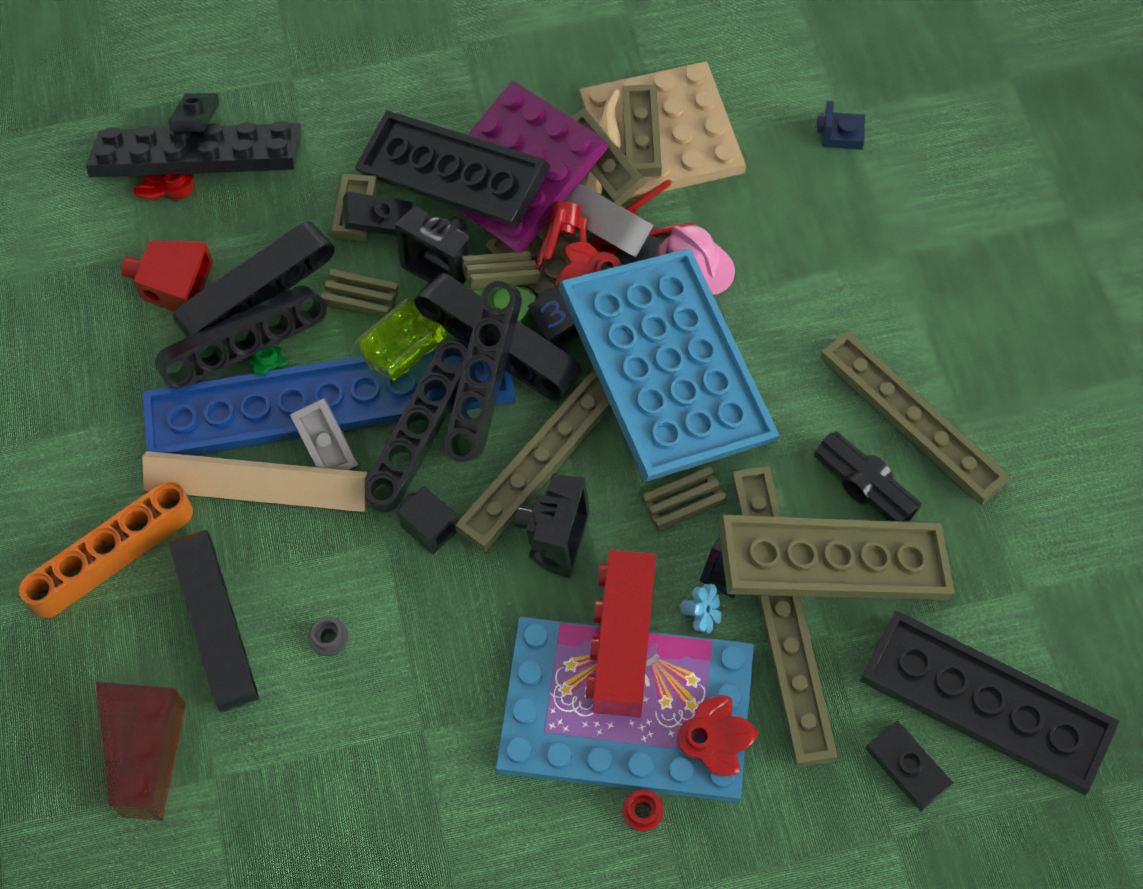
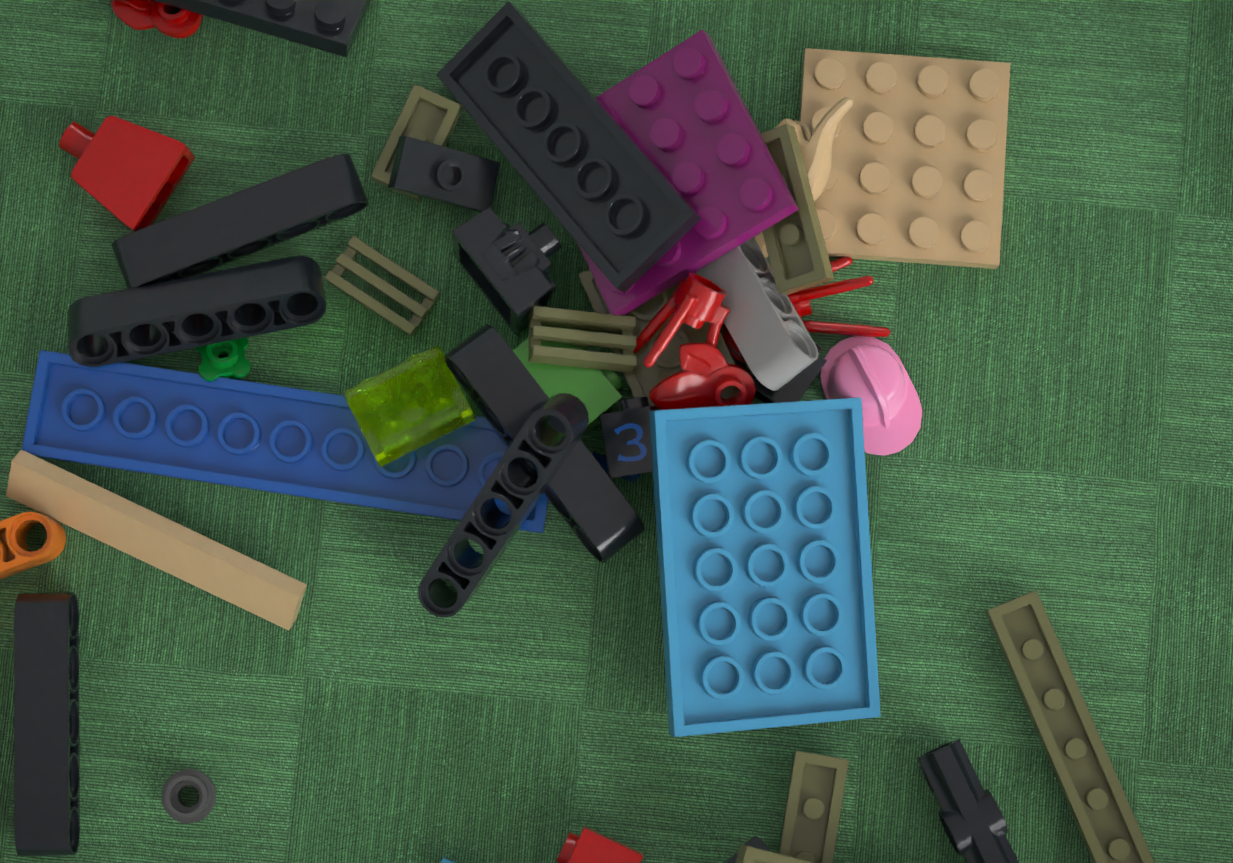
camera: 15 degrees right, 20 degrees up
(323, 436) = (263, 513): light grey plate -> none
(416, 444) = (380, 566): black beam -> none
(427, 519) = (365, 676): black brick -> none
(535, 464) = (535, 643): olive plate -> none
(556, 524) = (527, 754): black brick -> none
(642, 129) = (865, 167): olive plate -> none
(673, 488) = (764, 755): olive tile -> none
(841, 129) = (1163, 247): dark blue bracket -> none

